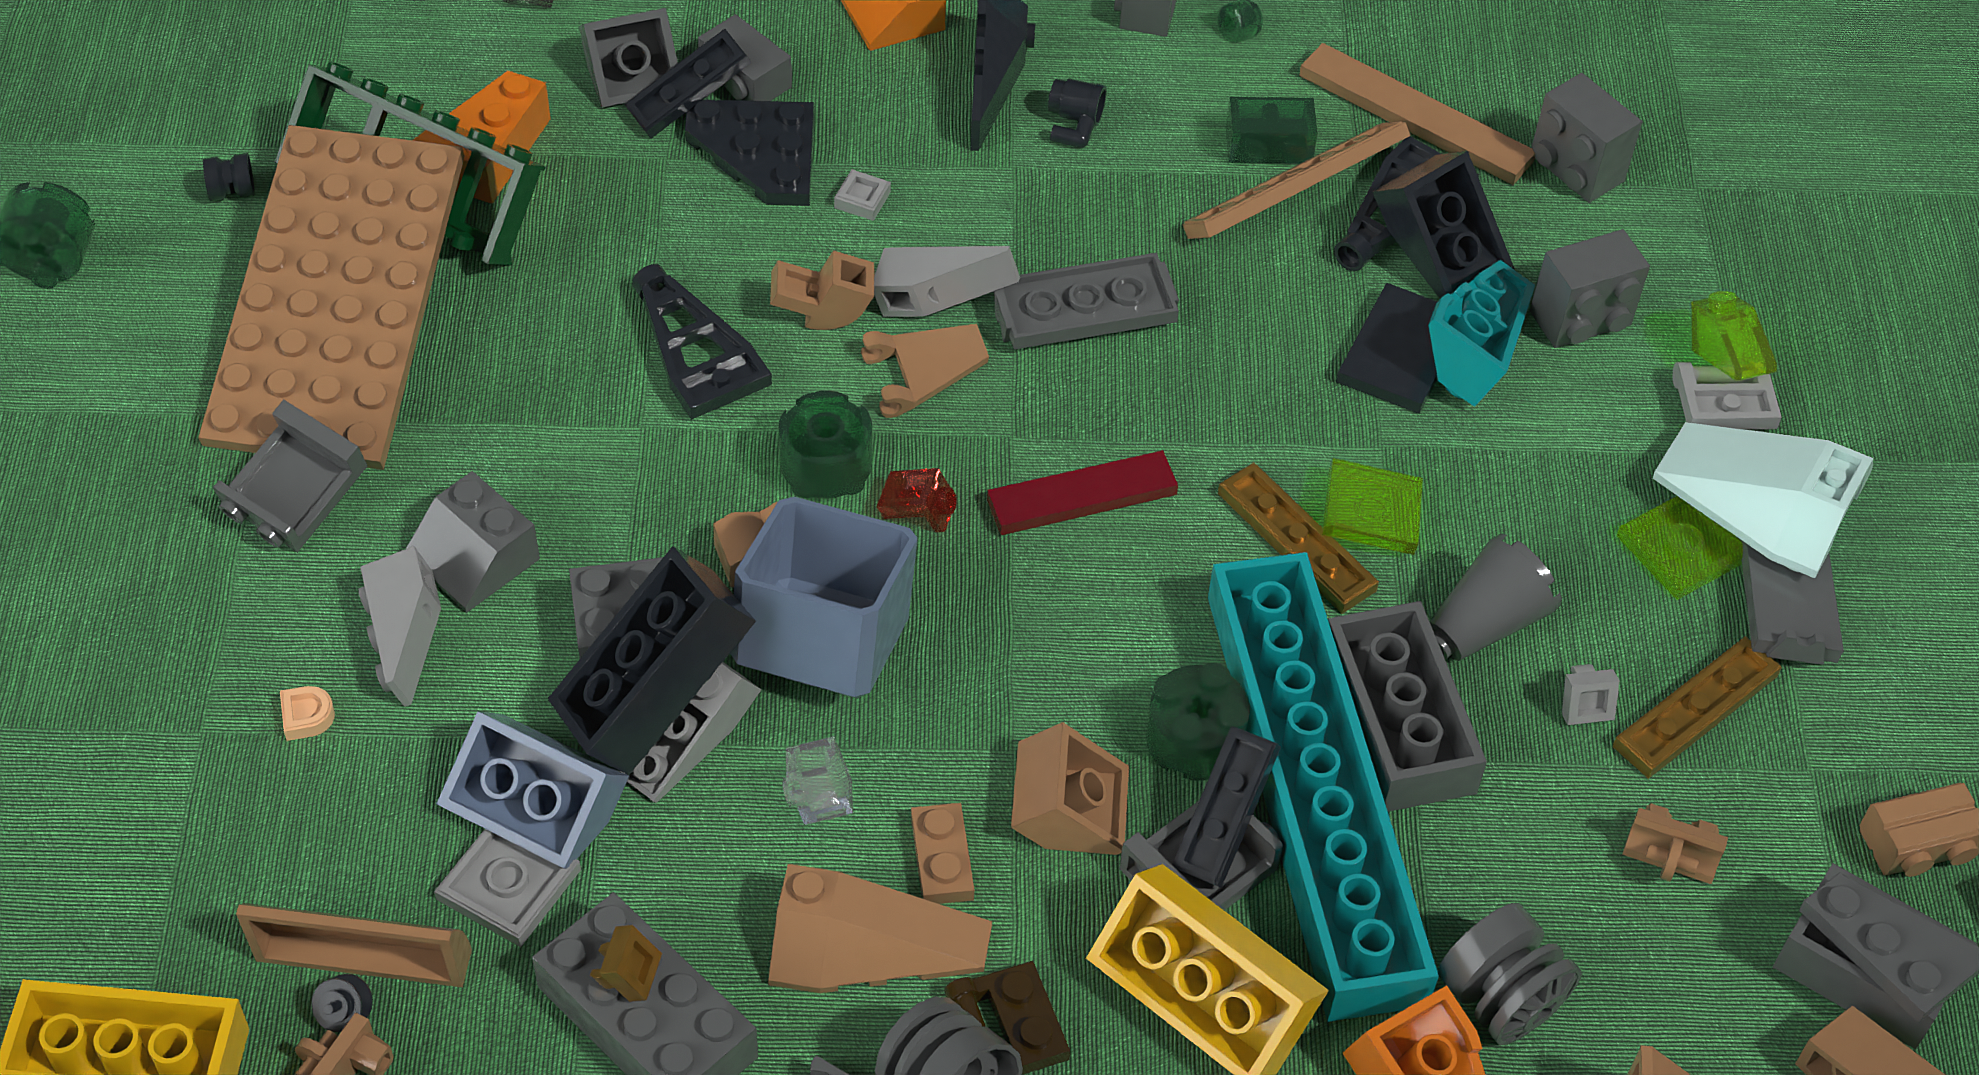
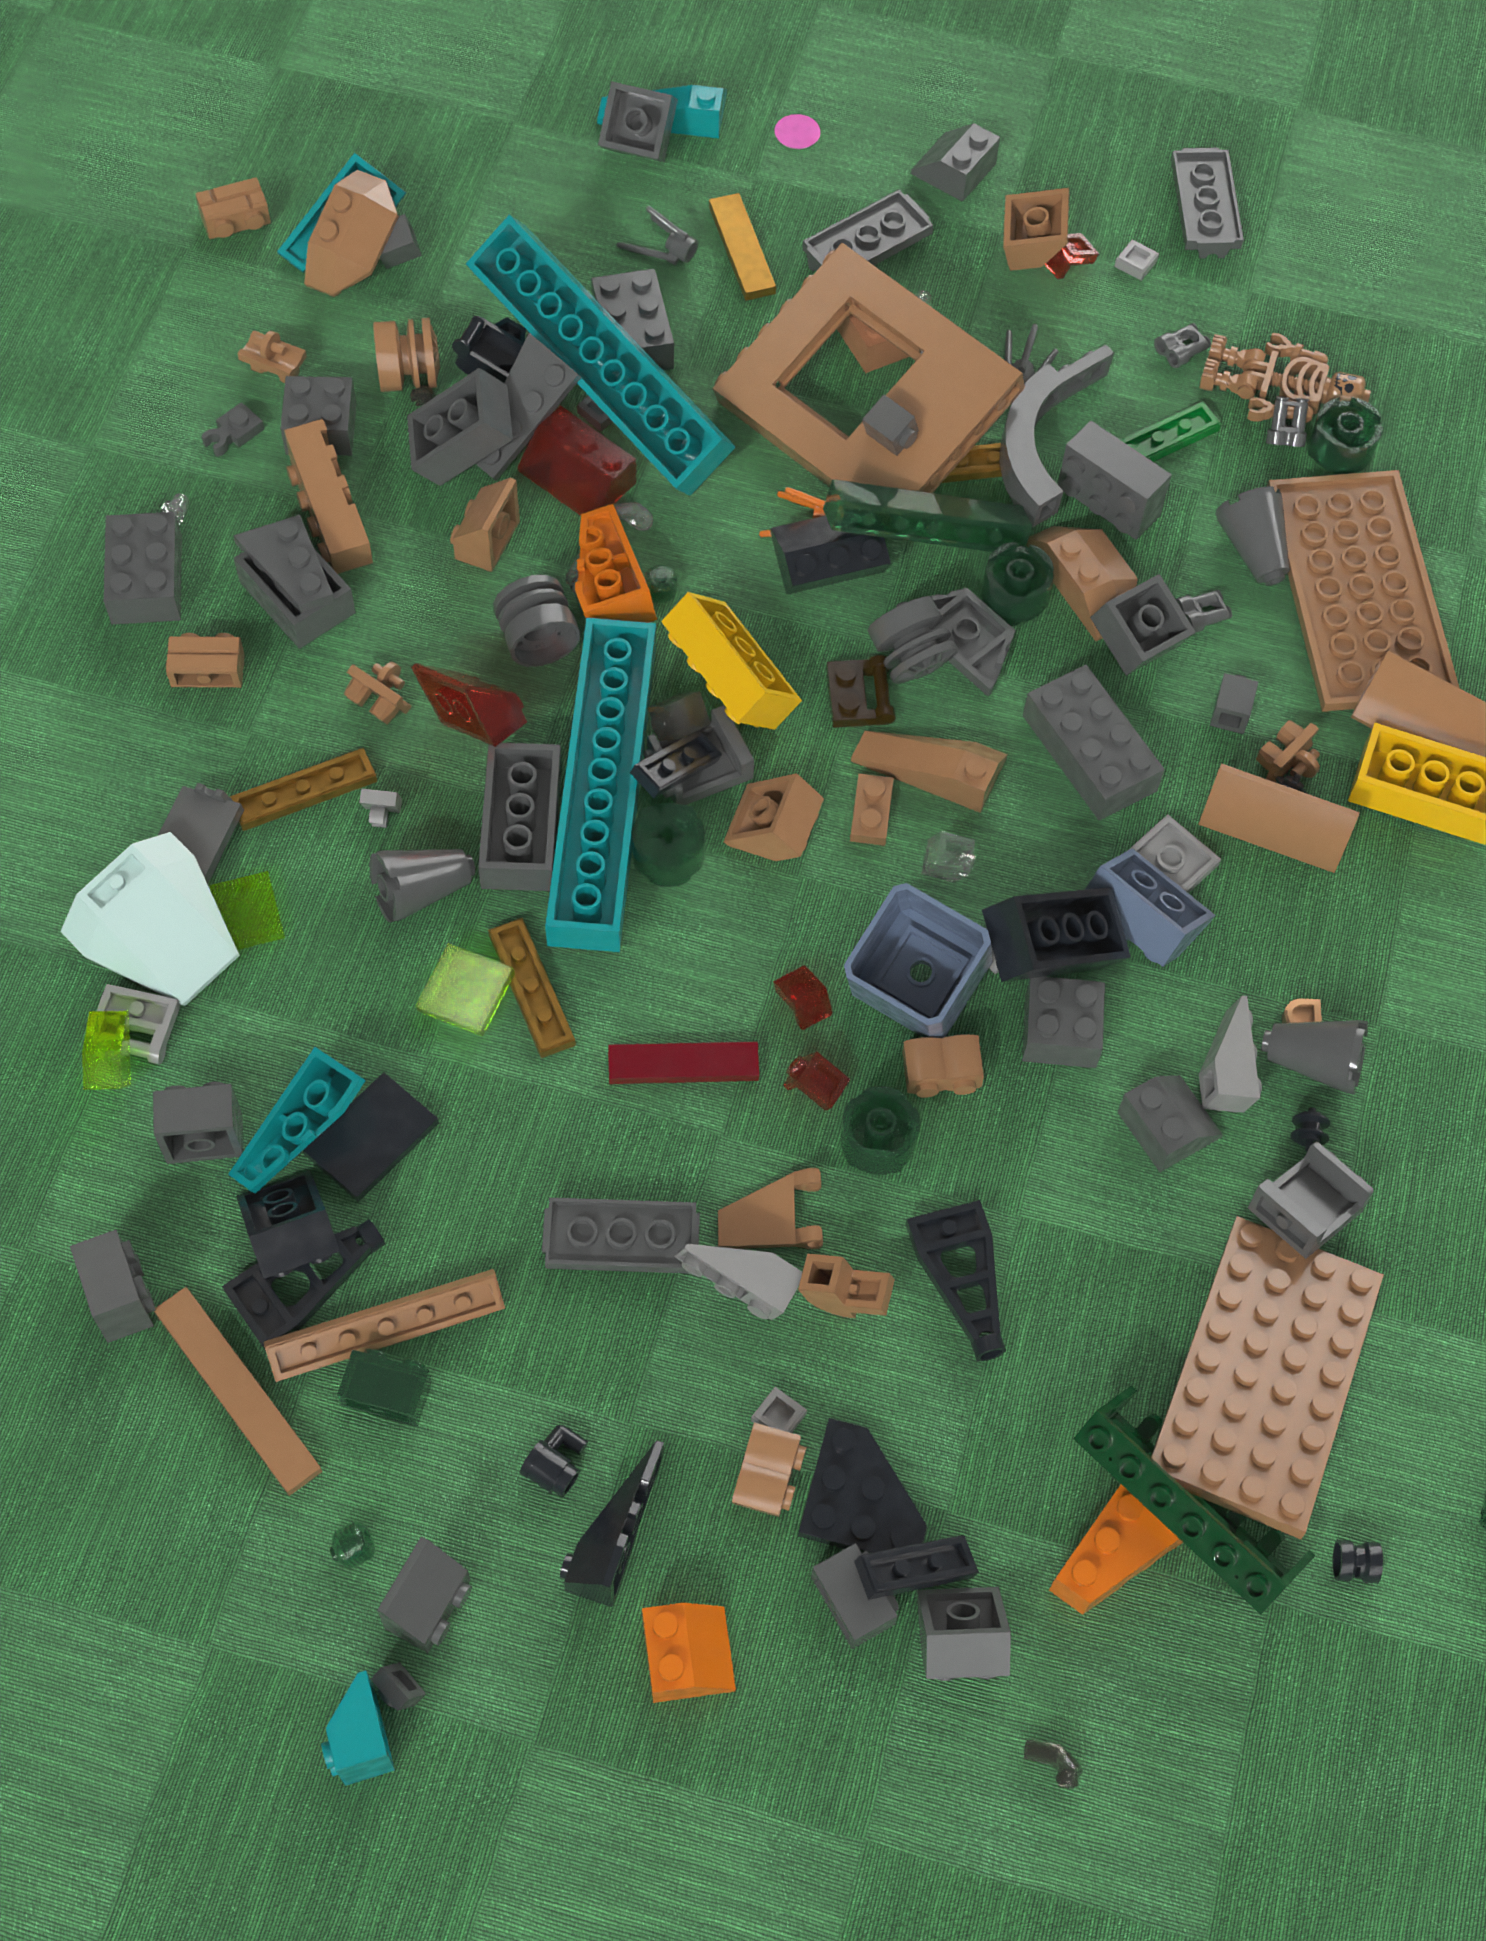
camera: 165 degrees left, 10 degrees up
(282, 647) = (1320, 1050): none -> dark grey cone
(292, 567) = (1310, 1128): none -> black wheel
(628, 963) = (1106, 725): pearl gold tile -> none
(857, 134) = (767, 1470): none -> medium nougat brick
(963, 586) = (805, 996): none -> clear red bracket
(1252, 887) = (679, 716): none -> clear smoke brick
(1542, 805) = (471, 704): none -> clear red slope

